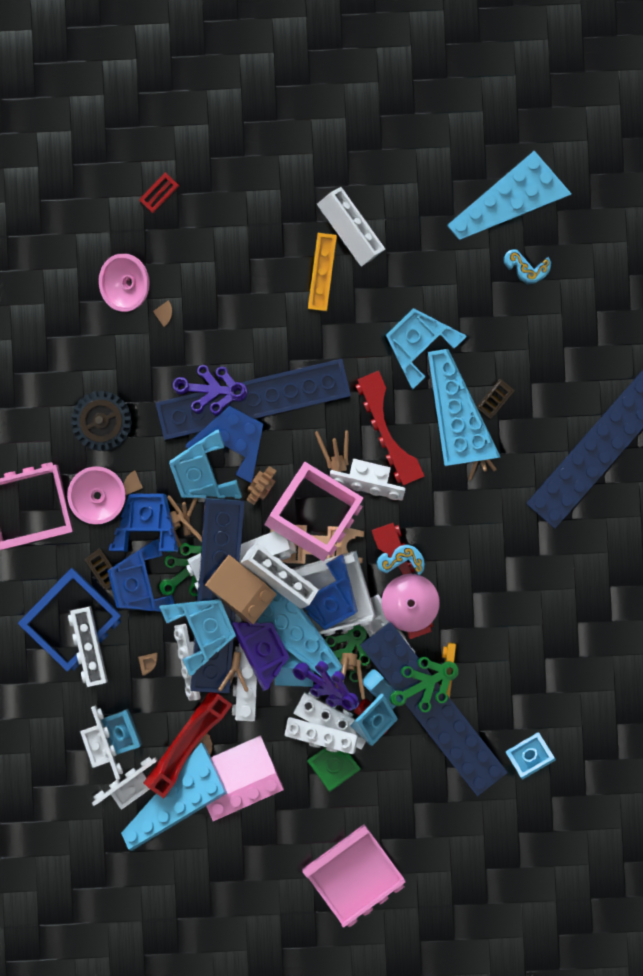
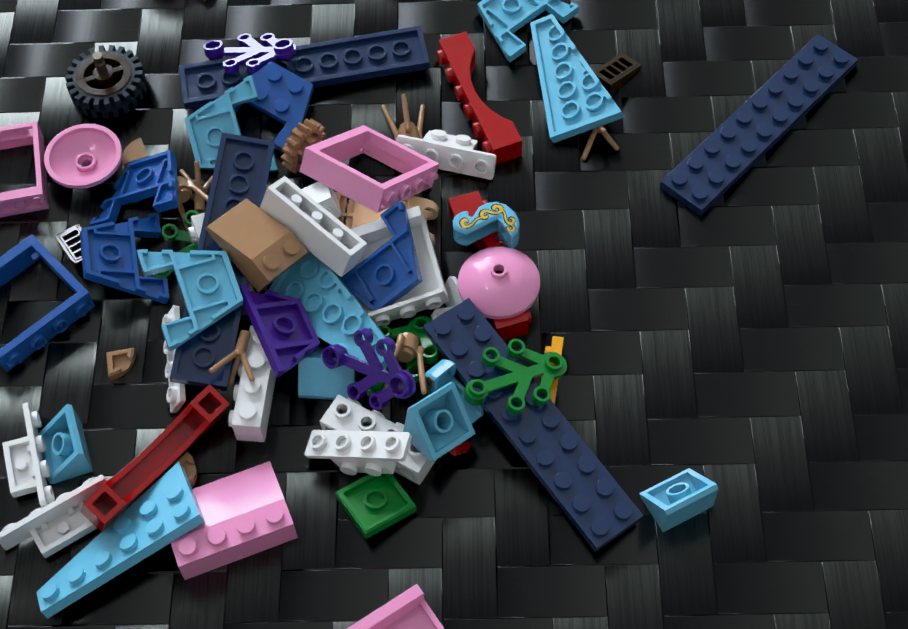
camera: 10 degrees right, 30 degrees down
(88, 645) = (31, 316): white brick -> none

